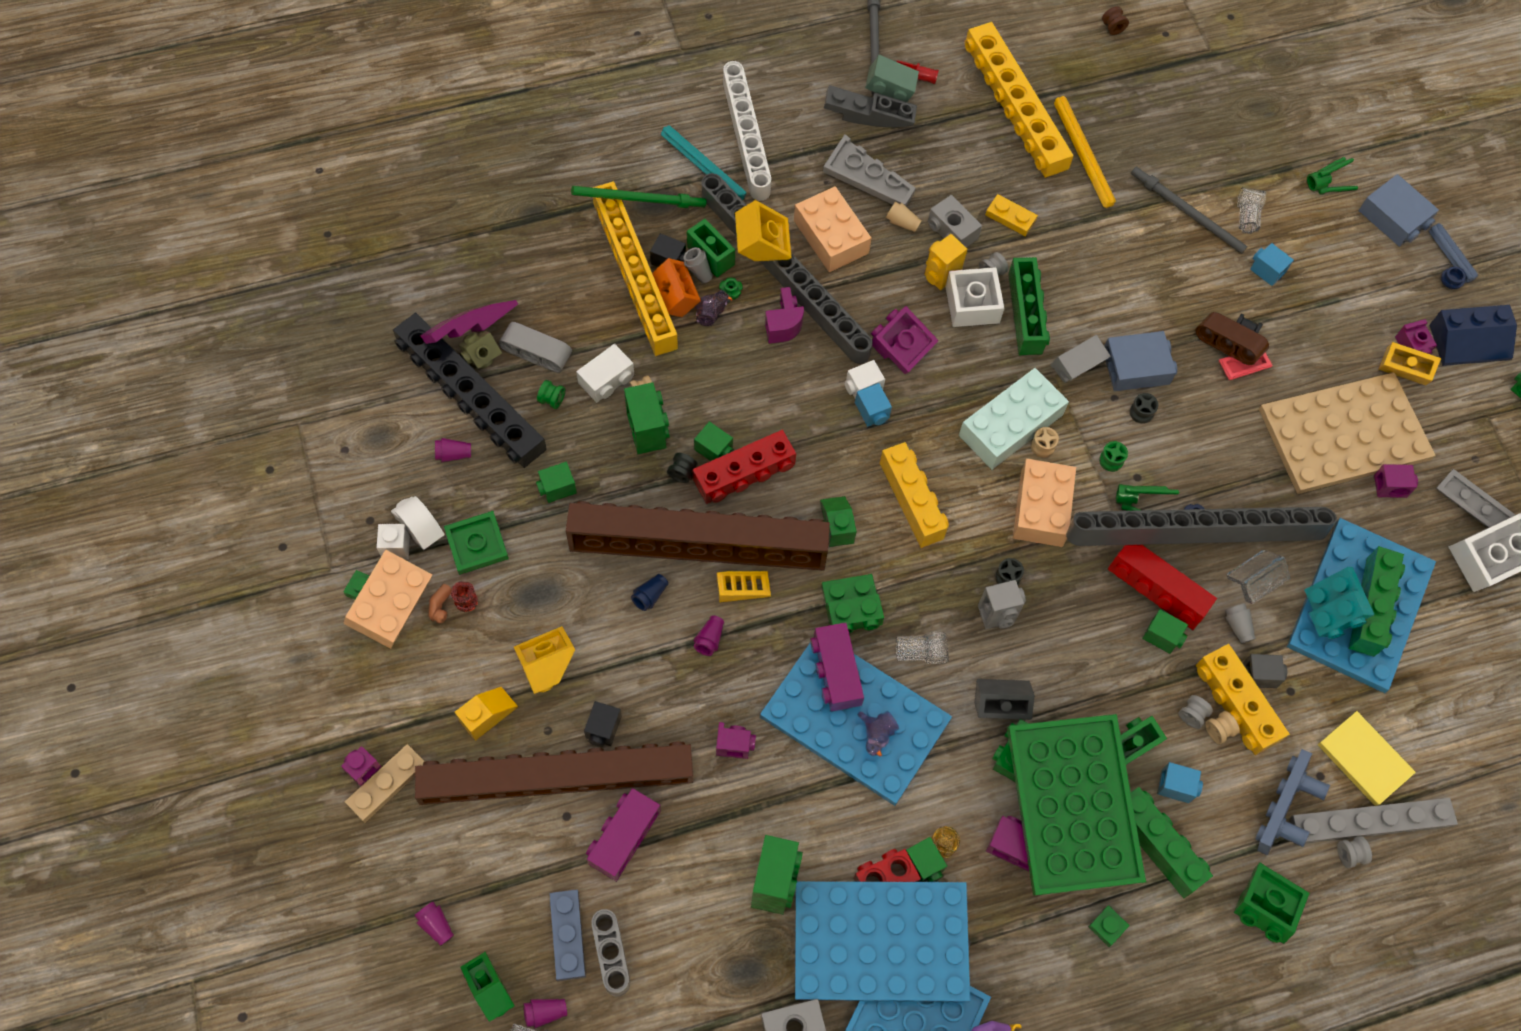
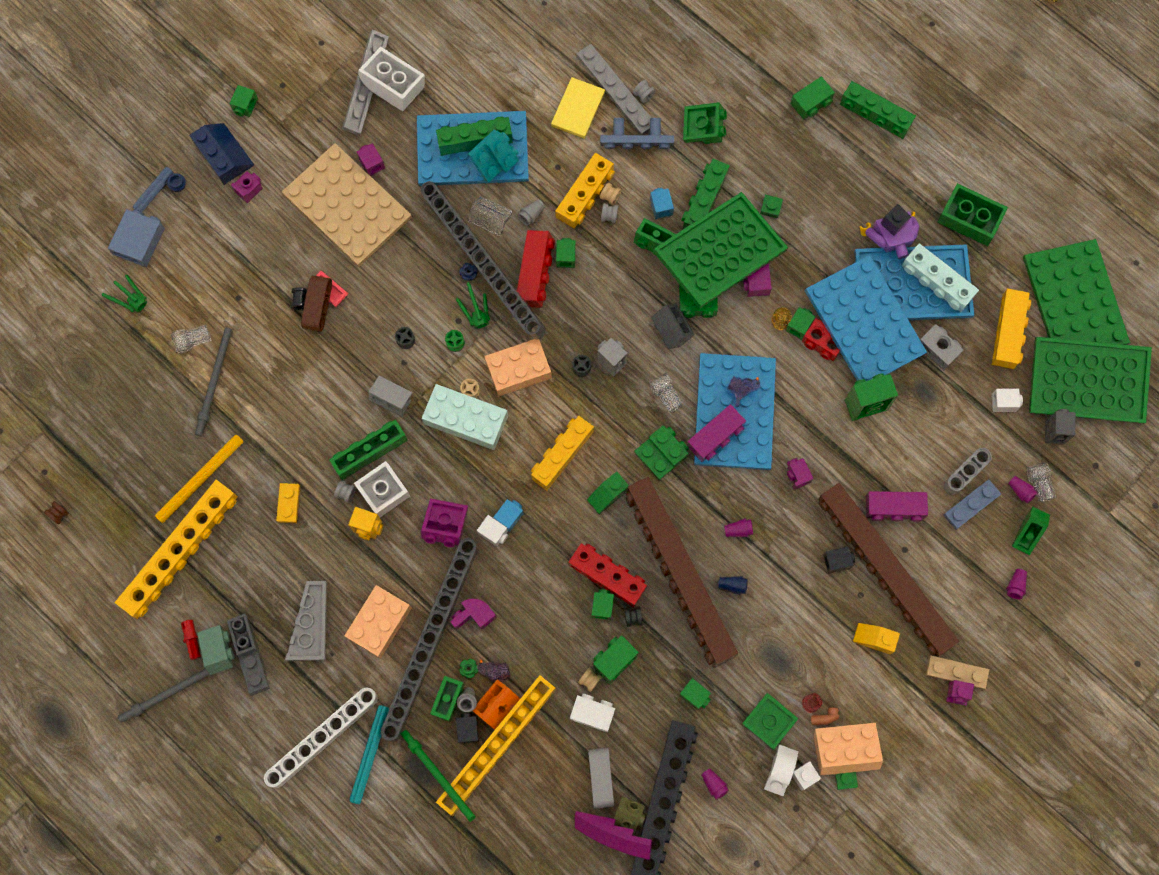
camera: 115 degrees left, 10 degrees up
(545, 658) = (819, 622): yellow slope -> none
(551, 394) = (631, 741): green wheel -> none
(743, 576) = (695, 543): yellow slope -> none
(762, 233) = (420, 662): yellow slope -> none
(903, 217) = (336, 578): tan cone -> none
(951, 213) = (321, 526): light grey brick -> none
(1140, 361) = (368, 356): sand blue brick -> none
(1266, 670) = (557, 184): dark grey brick -> none
(1271, 264) = (234, 304): dark azure brick -> none
(1409, 363) = (273, 182): yellow brick -> none

